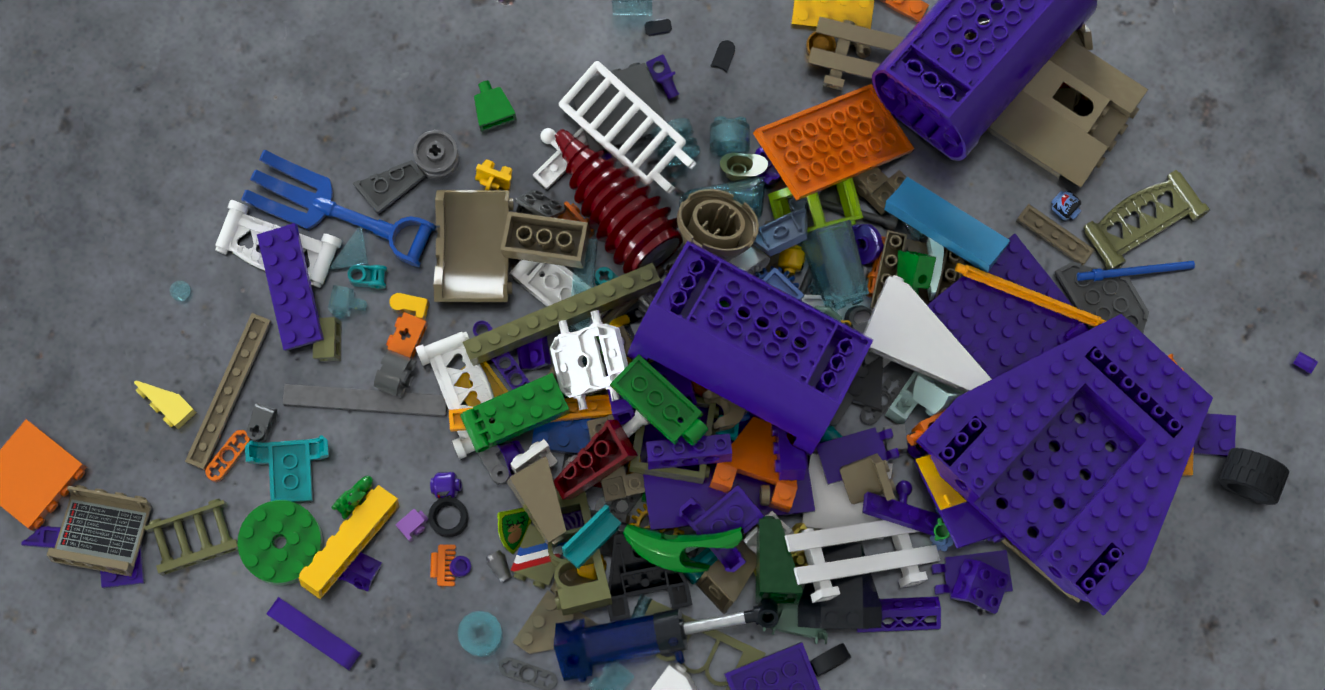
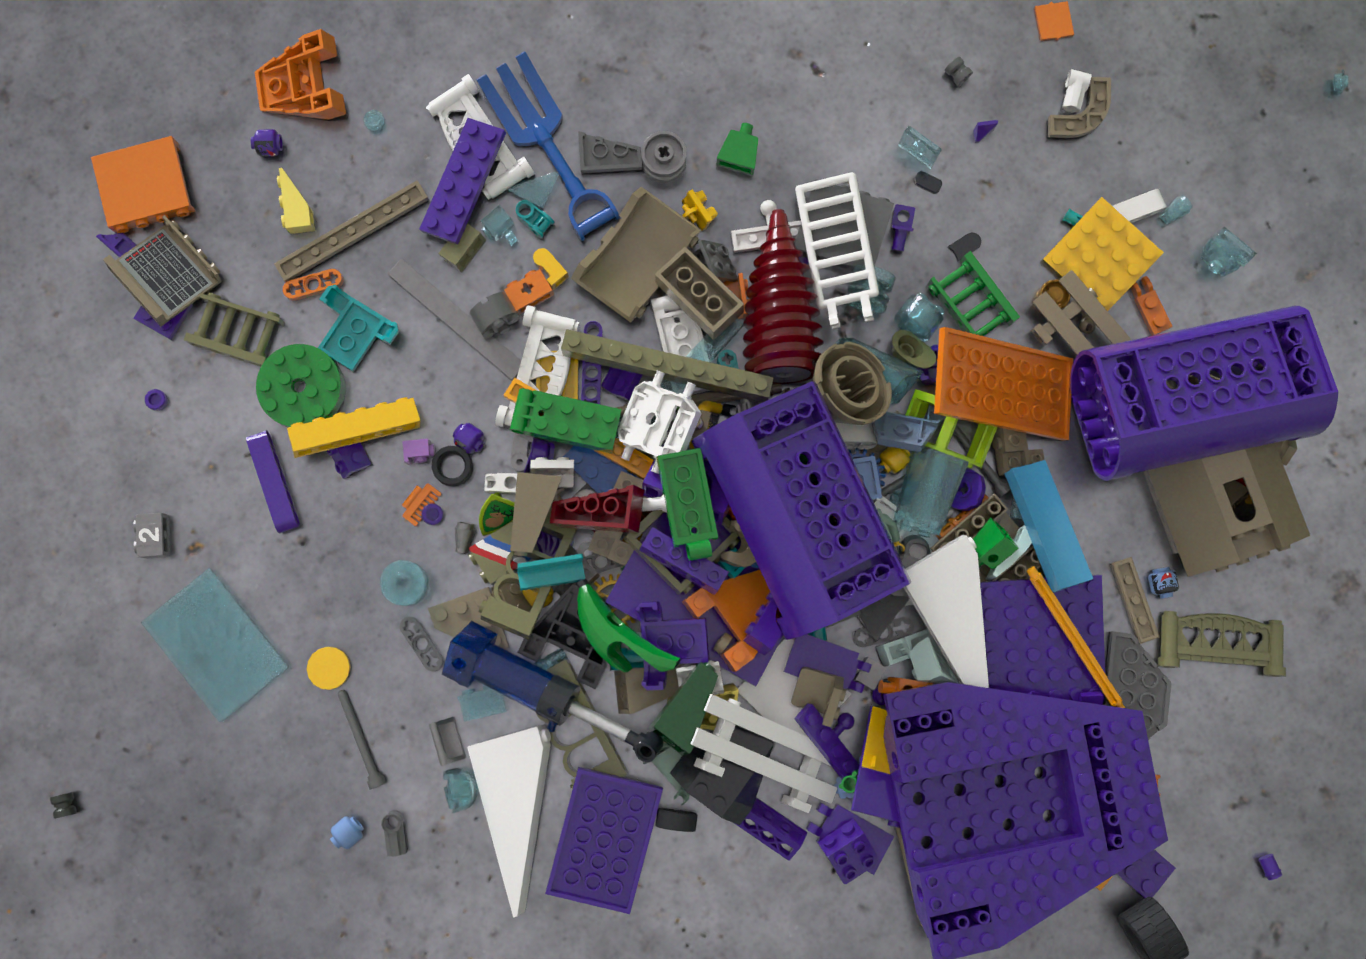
camera: 30 degrees right, 5 degrees up
(92, 306) = (295, 82): none -> orange wedge
(106, 370) = (267, 142): none -> dark purple head
(168, 639) = (156, 400): none -> dark purple tile
(261, 419) = (360, 275): dark grey piece -> none
(351, 498) = (385, 392): green animal -> none
(498, 501) = (500, 483): none -> white leg
(757, 74) = (981, 281): none -> green fence
(1099, 274) = (1149, 663): blue bar -> none

